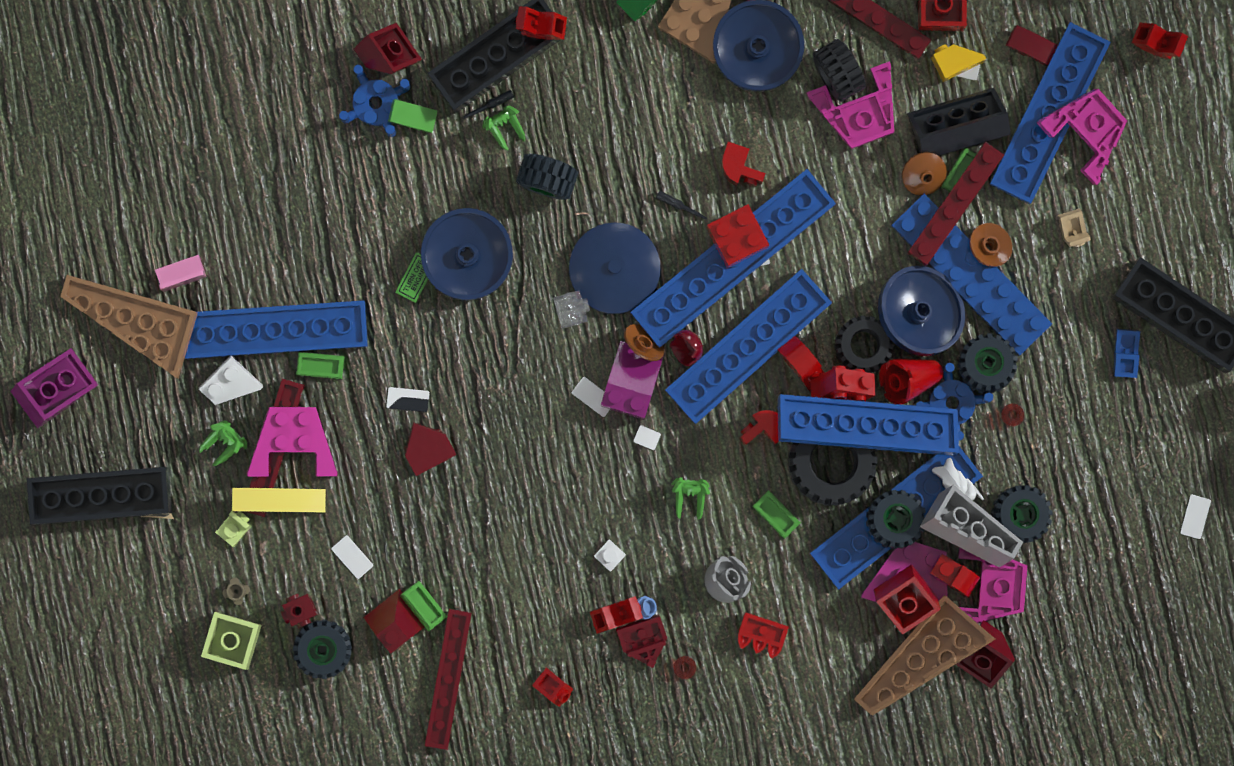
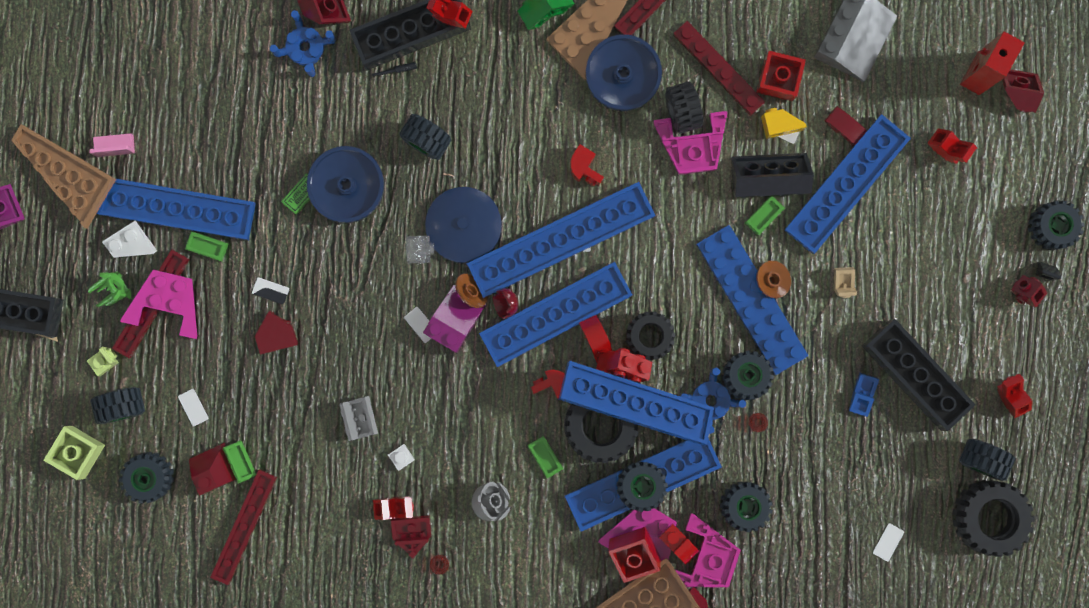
camera: 20 degrees right, 0 degrees up
(229, 592) = (85, 413): dark tan plate -> none
(269, 573) = (117, 405): none -> black wheel
(278, 500) = (142, 347): light yellow slope -> none
(307, 606) = (136, 441): dark red brick -> none
(412, 116) = (330, 63): bright green tile -> none
(509, 113) = (392, 84): bright green piece -> none
(550, 522) = (358, 418): none -> light grey bracket
(553, 687) = (327, 554): red bracket -> none
(647, 437) = (456, 368): white sticker -> none
(648, 606) = (420, 507): medium blue plate -> none
(676, 203) = (527, 185): black piece -> none
(692, 487) = (479, 418): bright green piece -> none
(737, 236) = (568, 222): red brick -> none
(763, 633) = (510, 552): red plate -> none
(908, 378) = (680, 372): red cone -> none
(918, 167) = (727, 203): dark orange dish -> none
(921, 311) = (703, 319): dark blue dish -> none
(952, 476) = (700, 474): white hair -> none
(955, 204) = (753, 239): dark red plate -> none
(970, 527) = (701, 509): light grey wedge -> none
(1095, 122) = (883, 201): dark pink wing -> none

